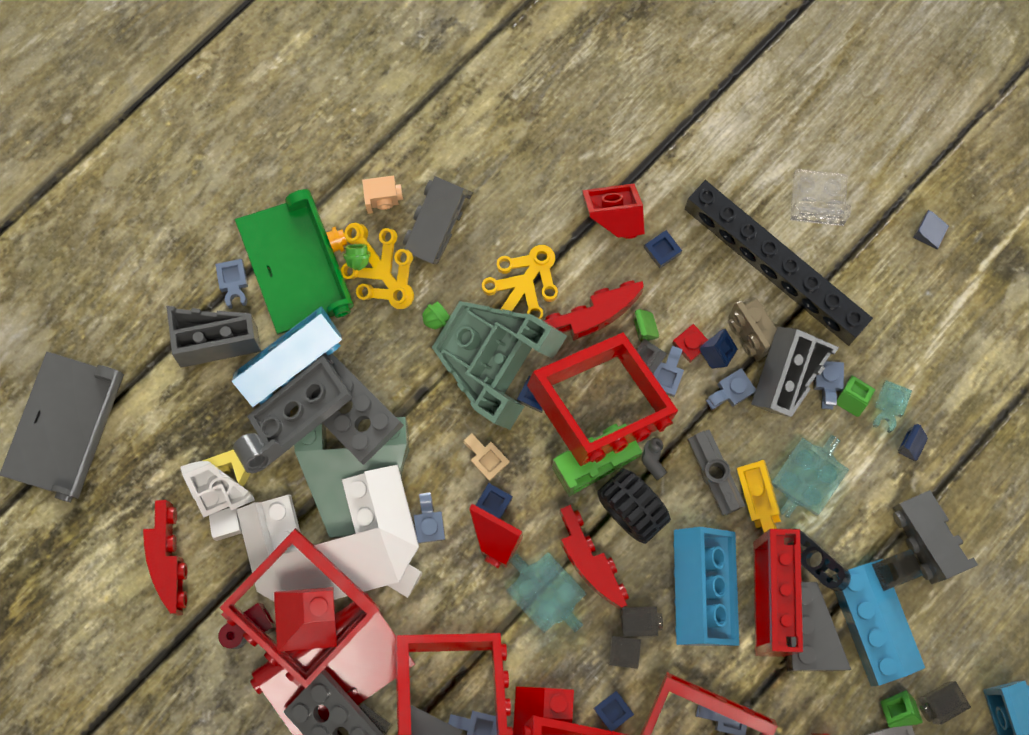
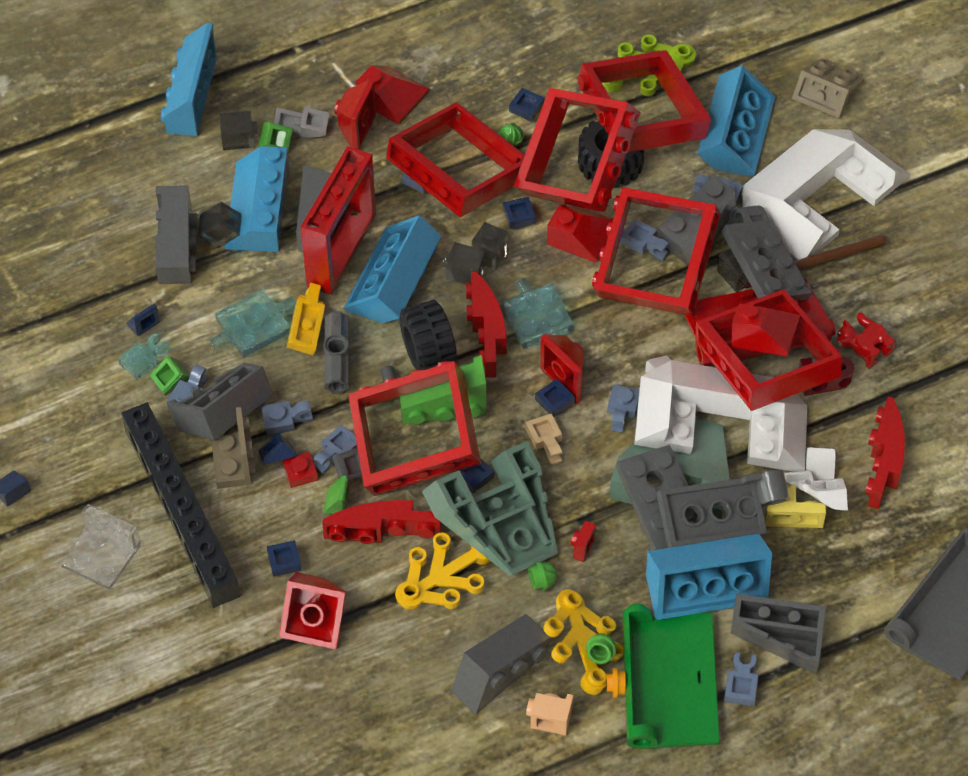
camera: 160 degrees left, 20 degrees down
(215, 685) = (869, 342): none -> red animal
(412, 360) = (583, 540): none -> red plate
(828, 561) = (292, 241): black beam -> none

